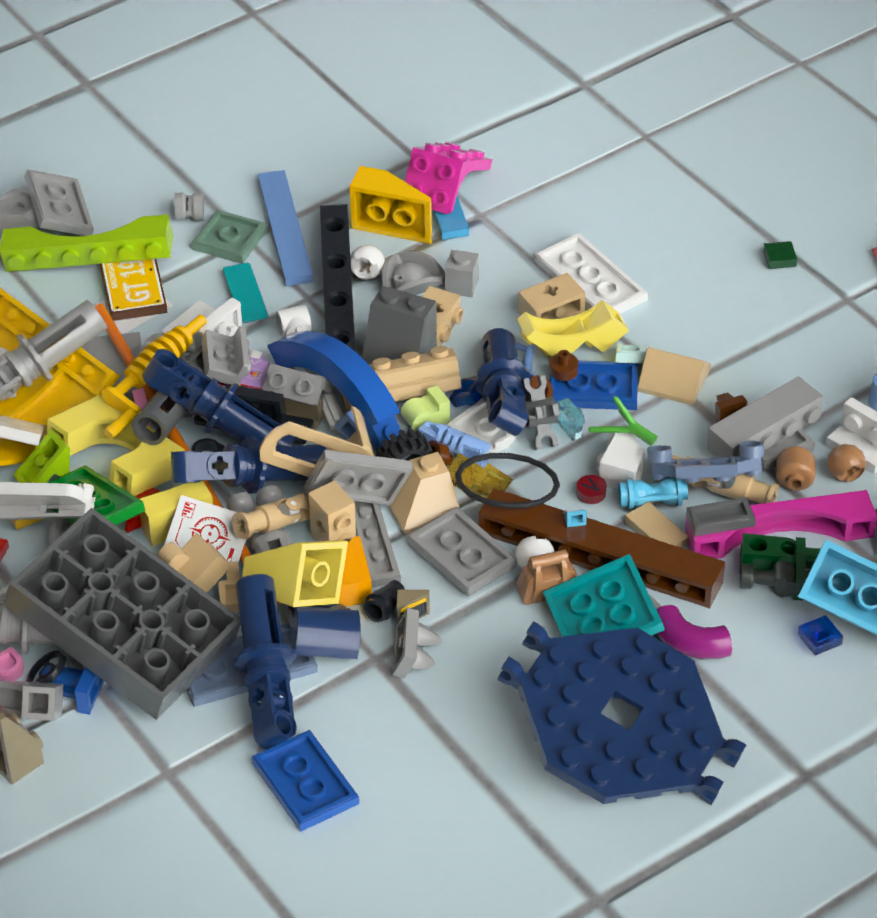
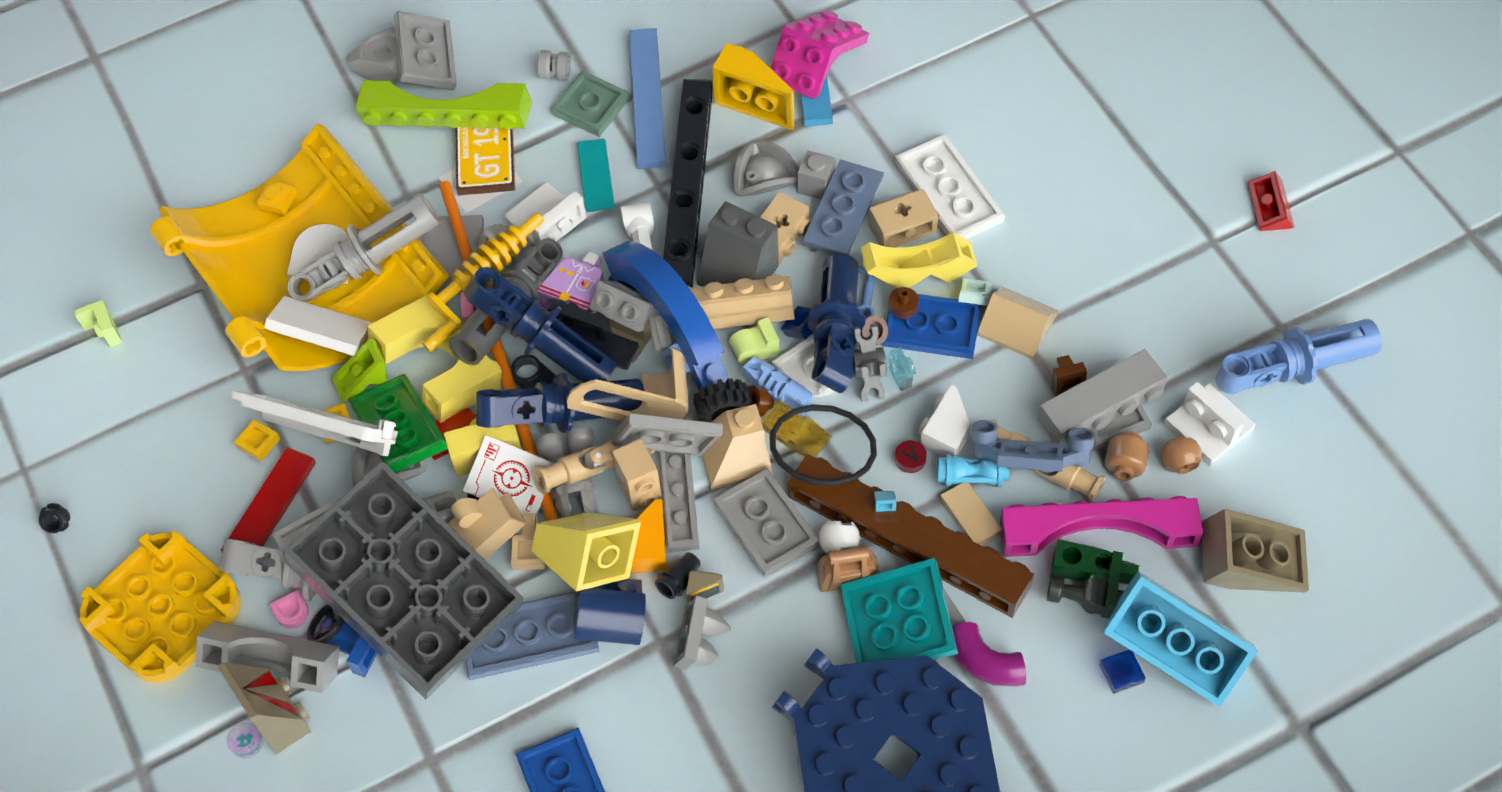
camera: 10 degrees right, 15 degrees up
(226, 356) = (557, 265): light grey bracket -> none
(265, 661) = (540, 651): dark blue piece -> none
(364, 254) = (721, 152): white piece -> none
(492, 296) = (843, 208): none -> sand blue brick
(633, 427) = (962, 394): bright green plant -> none
(720, 516) = (1037, 518): dark grey tile -> none
(780, 255) = (1150, 180): dark green tile -> none

